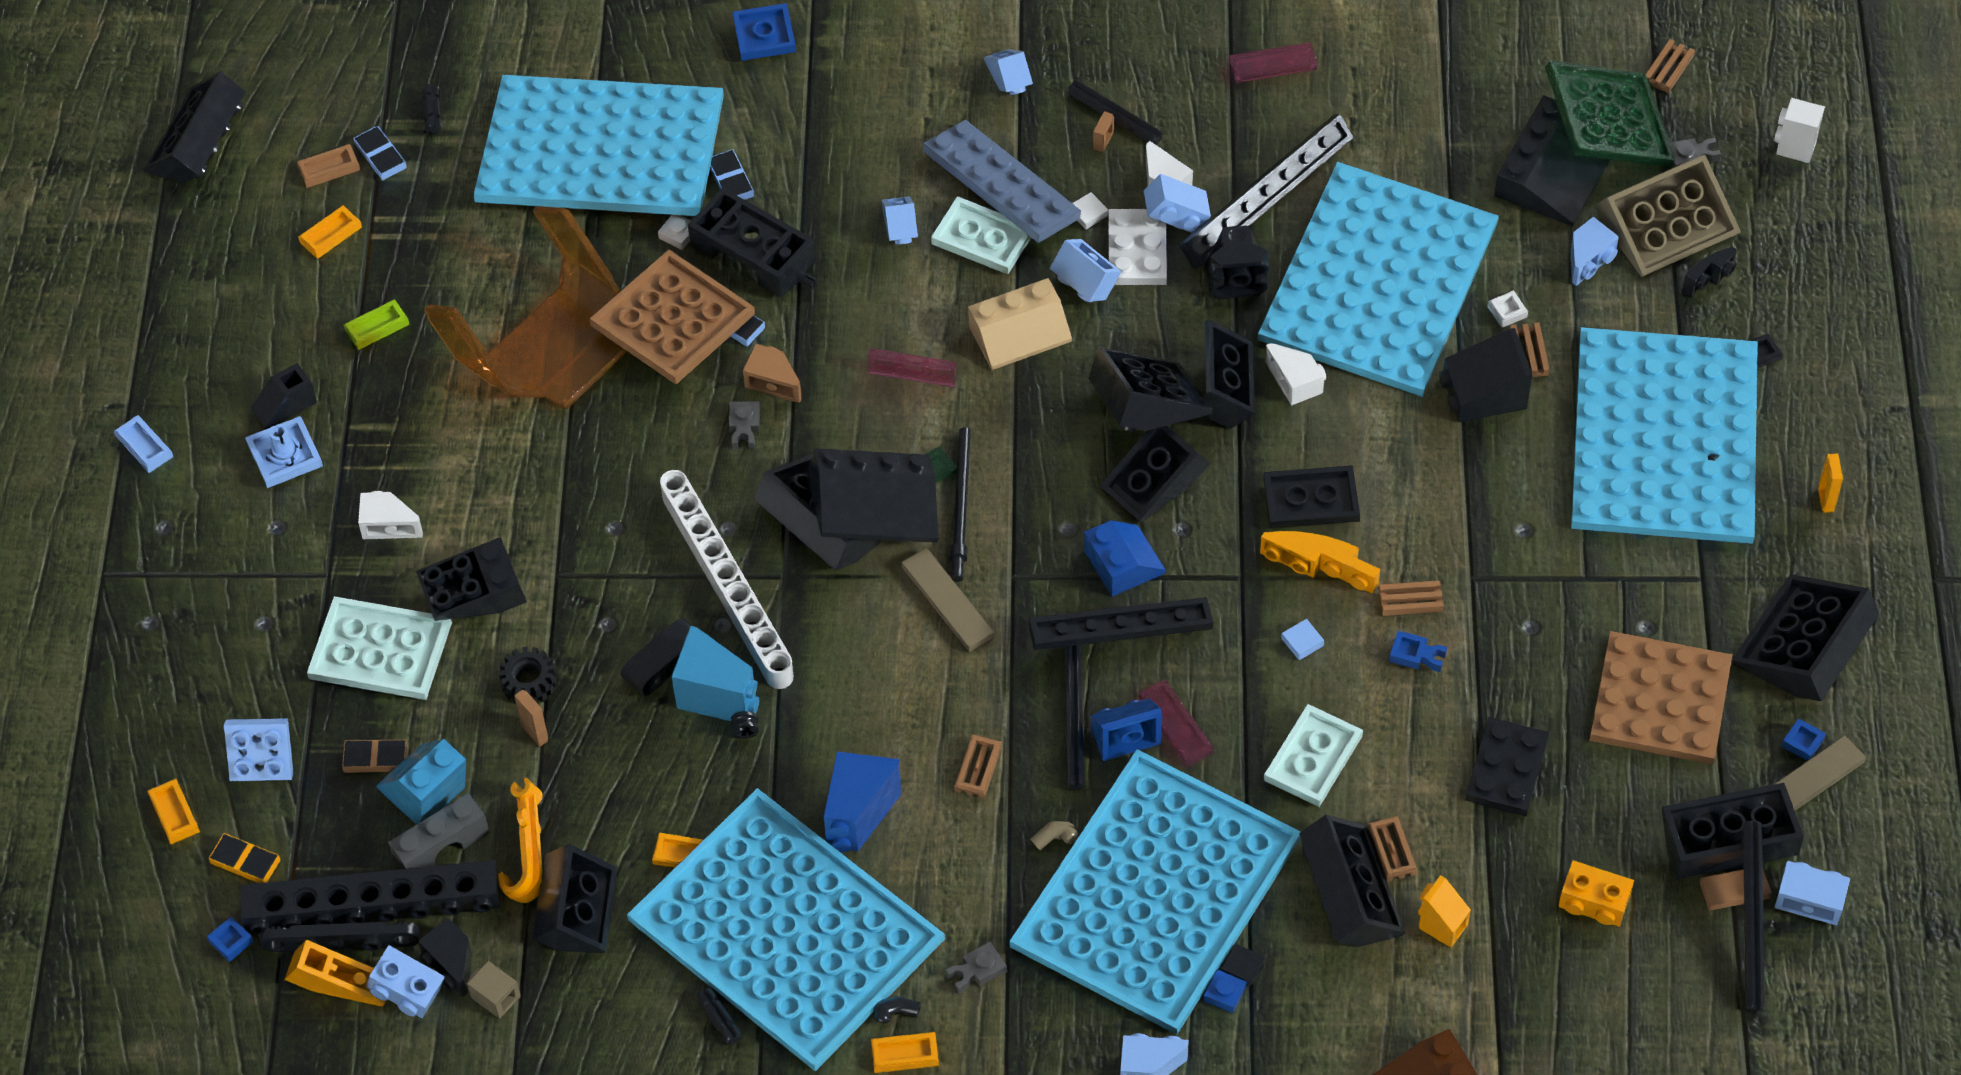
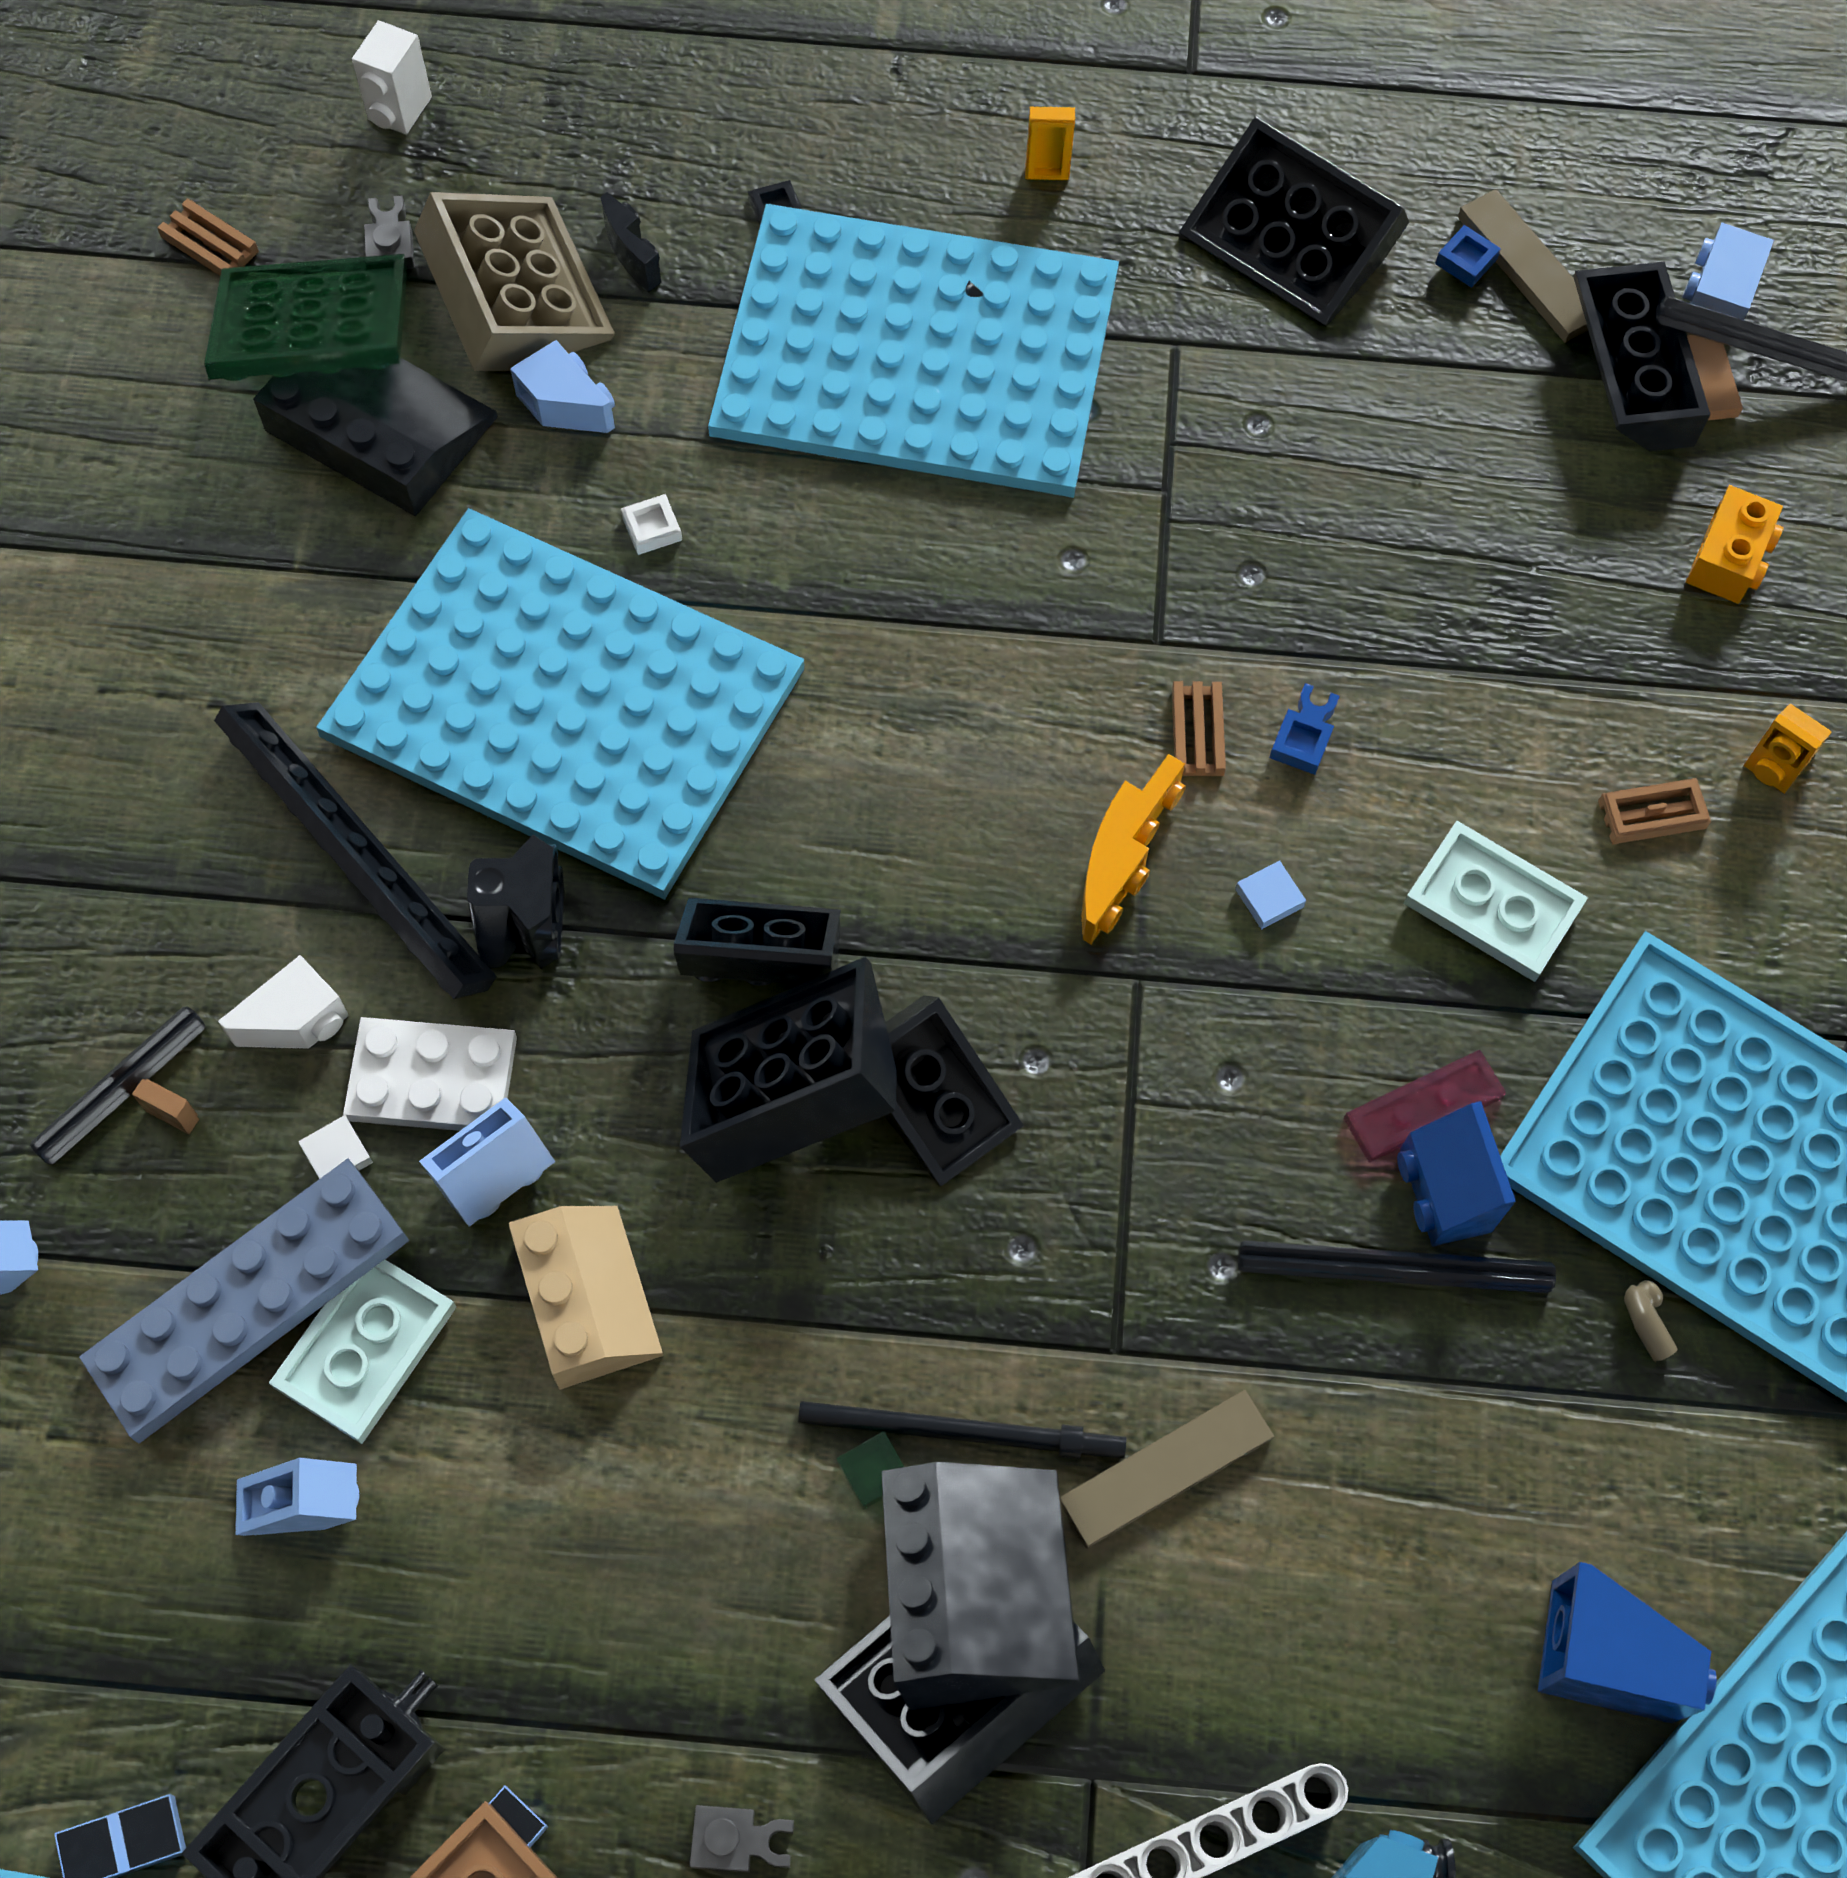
camera: 90 degrees left, 10 degrees up
(771, 374) = (634, 1773): medium nougat slope -> none
(912, 367) = (655, 1496): clear pink tile -> none
(971, 788) = (1501, 1458): medium nougat tile -> none
(1120, 623) = (1250, 1174): black plate -> none
(1121, 556) = (1101, 1158): blue slope -> none
(1176, 203) = (372, 988): light blue brick -> none
(1273, 62) = (62, 810): clear pink tile -> none
(1295, 372) = (749, 845): white slope -> none
(1311, 496) = (999, 849): black plate -> none
(1351, 882) = (1731, 872): black slope -> none
(1487, 378) = (803, 555): black slope -> none
(1507, 766) = (1506, 635): black plate -> none
(1526, 331) = (738, 498): medium nougat tile -> none
(1661, 697) = (1387, 422): medium nougat plate -> none

